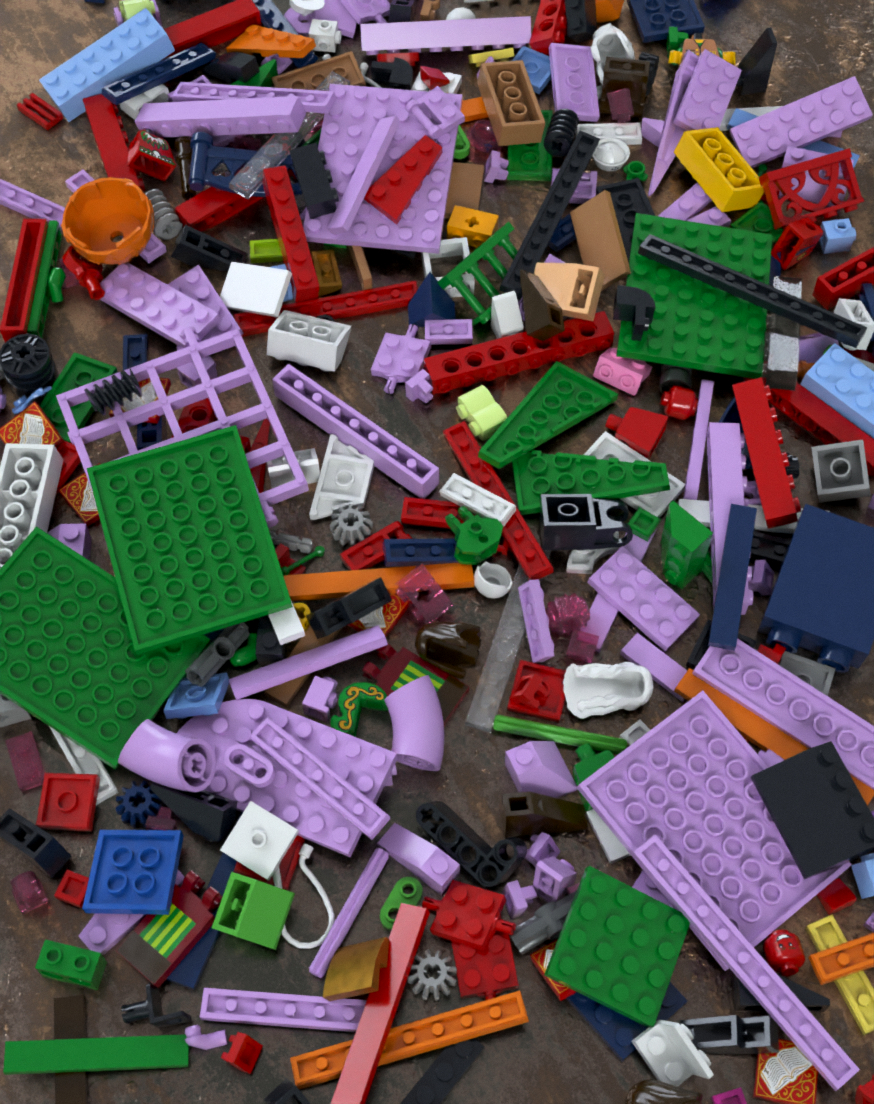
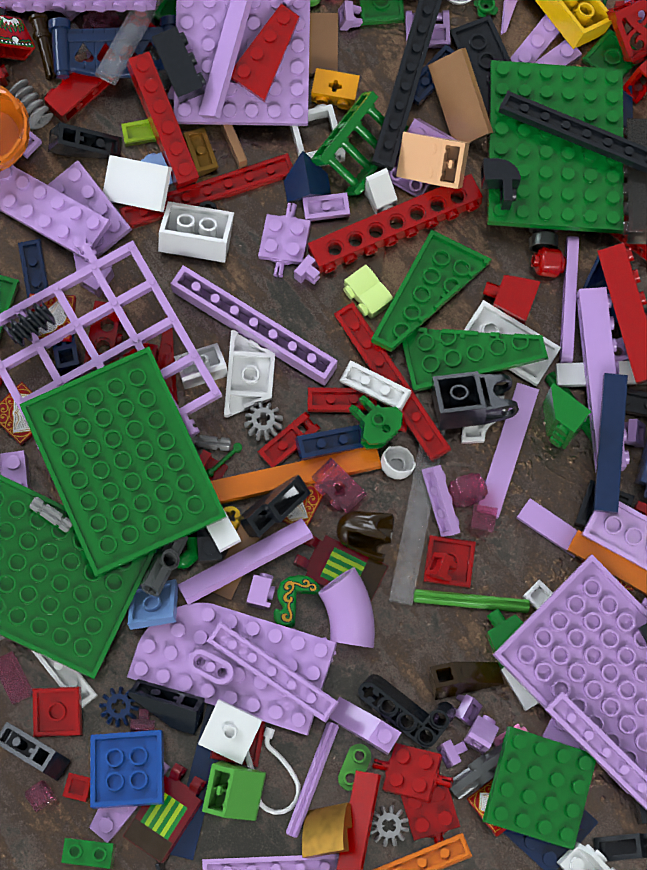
camera: 10 degrees left, 15 degrees up
(99, 583) = (51, 514): none -> light grey axle
(169, 758) = (142, 670): lavender brick -> none
(539, 769) = (458, 637): lavender slope -> none
(541, 310) = (413, 184): dark brown slope -> none
(606, 688) = (508, 556): white hair -> none
(621, 372) = (491, 236): bright pink bracket -> none
(643, 598) = (532, 465): lavender plate -> none
(644, 524) = (526, 392): green tile -> none

